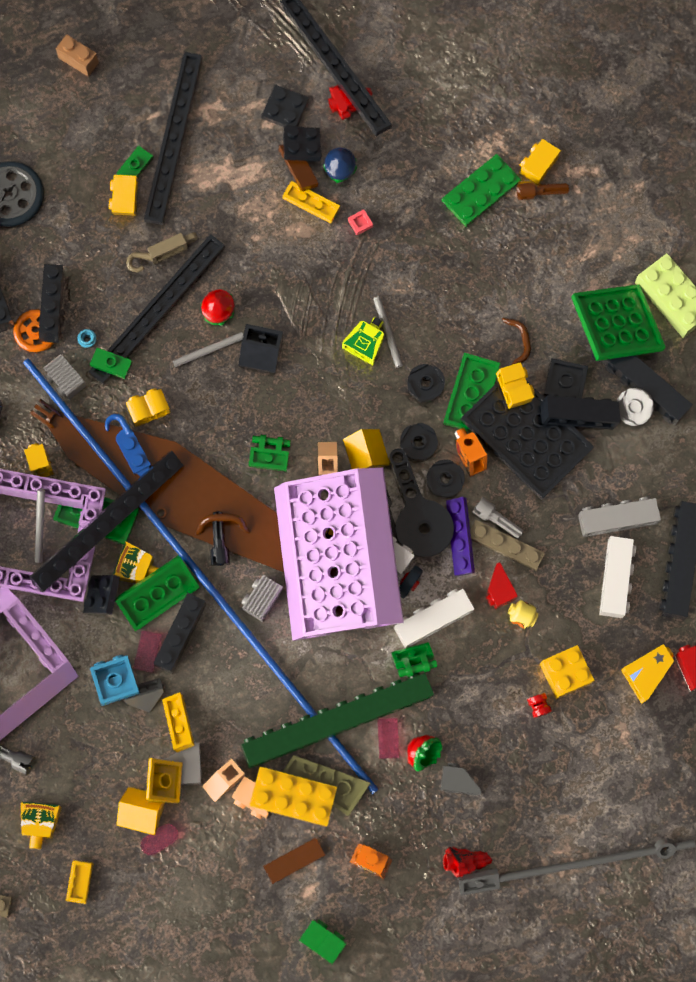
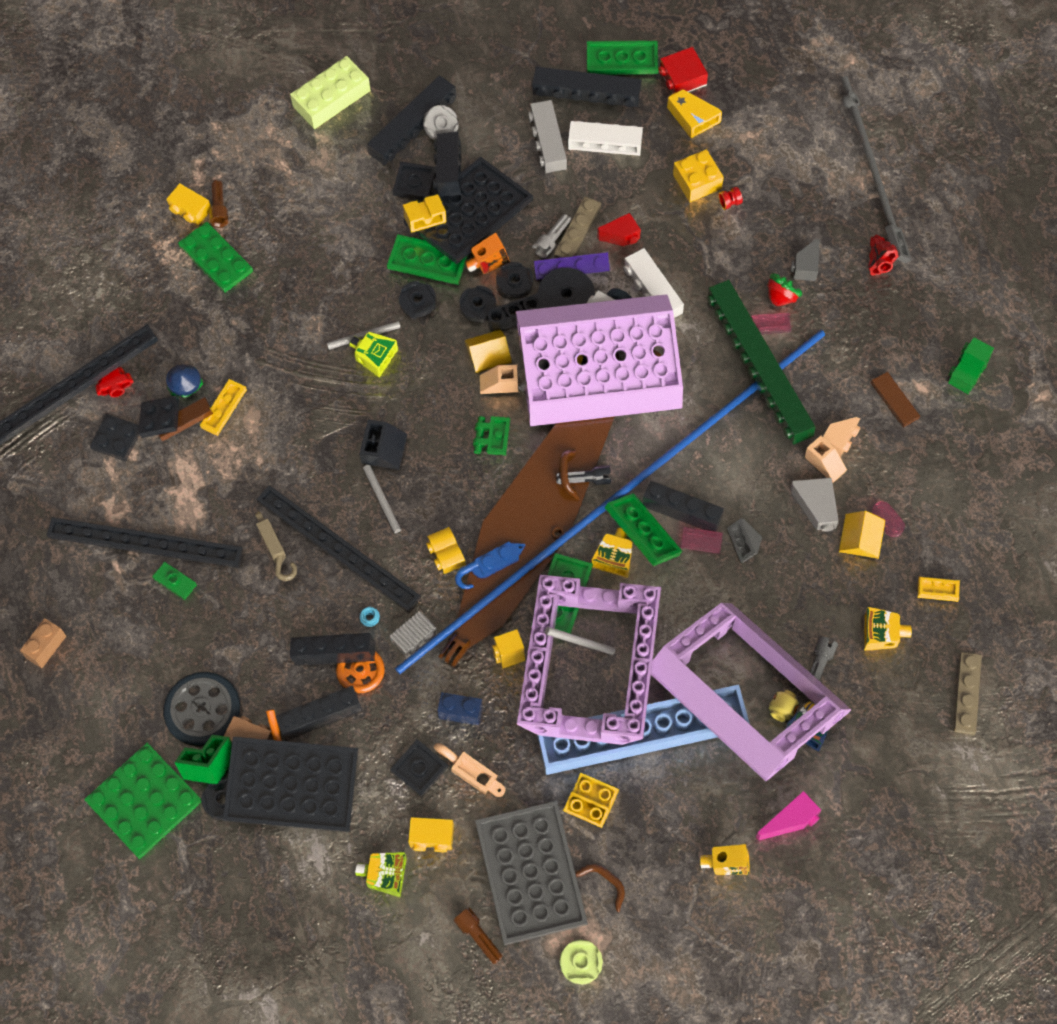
camera: 85 degrees left, 10 degrees down
(101, 594) = (650, 574): black plate -> none
(106, 521) = (576, 570): black plate -> none
(111, 363) = (399, 586): green plate -> none
(114, 680) = (734, 564): dark azure plate -> none
(124, 195) = (210, 584): yellow brick -> none
(164, 781) = (835, 508): yellow slope -> none
(178, 722) = (773, 502): yellow plate -> none
(218, 307) = (337, 488): red hair -> none
(262, 597) = (642, 435): light grey brick -> none
(293, 796) = (837, 395): yellow plate -> none
(348, 787) = (820, 369): olive wing -> none
(360, 222) = (247, 361): coral plate -> none
(371, 860) = (890, 326): orange torso -> none
(414, 655) = (693, 305): green plate -> none
(523, 614) = (645, 212): light yellow head -> none
(525, 338) = (372, 216): reddish brown animal -> none
(618, 322) = (358, 133): green plate -> none

